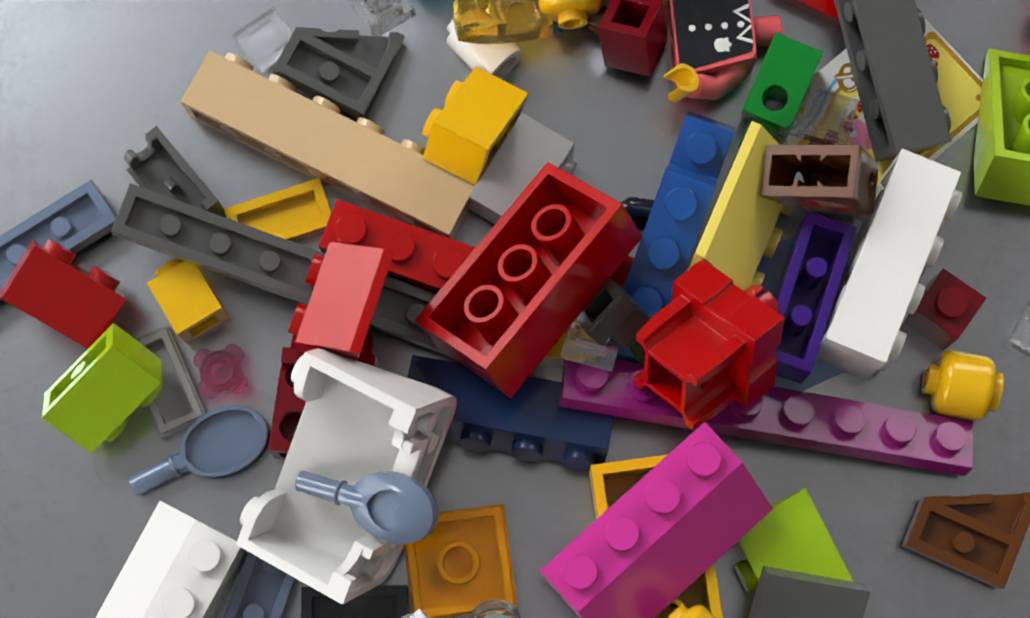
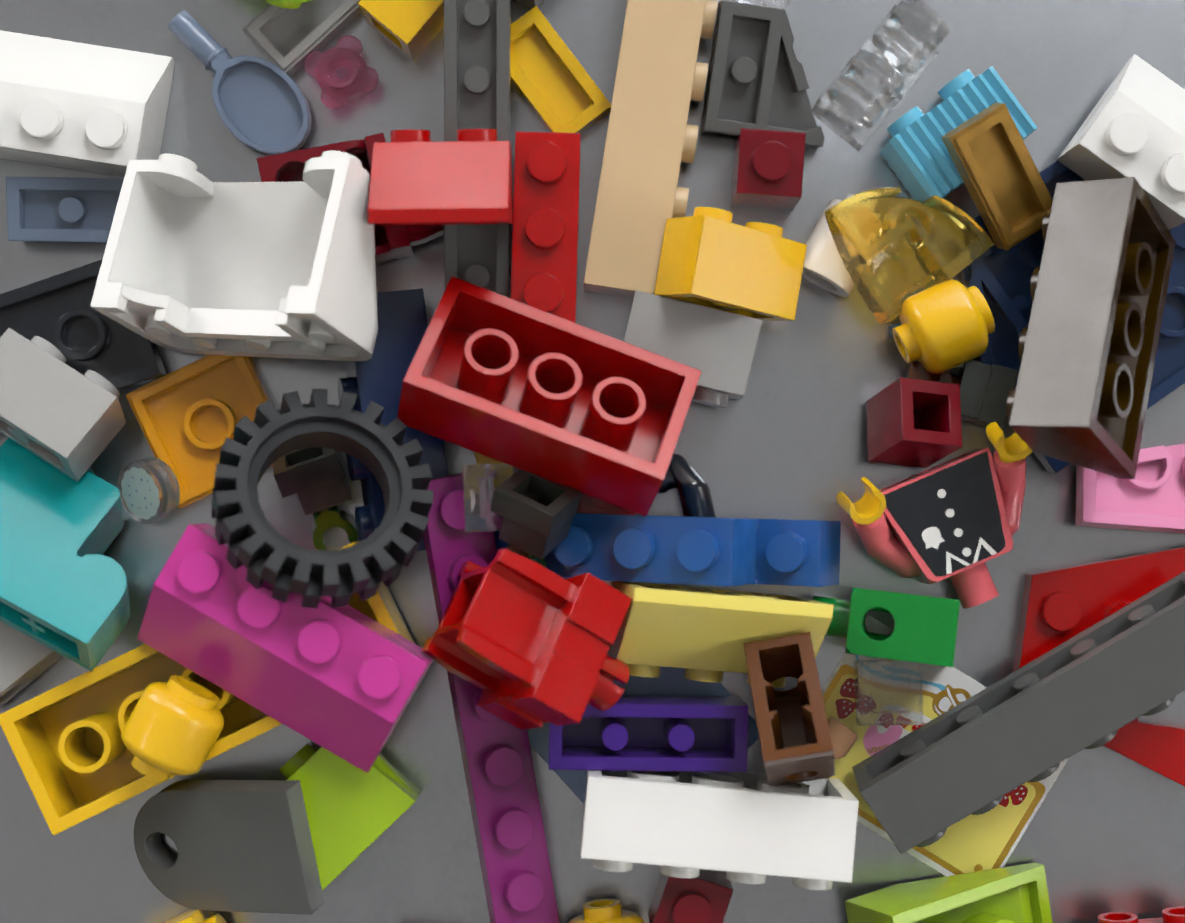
camera: 70 degrees right, 10 degrees up
(382, 503) = (224, 312): sand blue piece -> none
(409, 78) = (767, 169): none -> dark red brick
(532, 486) = (321, 485): none -> pearl dark grey piece
(589, 503) = (296, 567): none -> black tyre

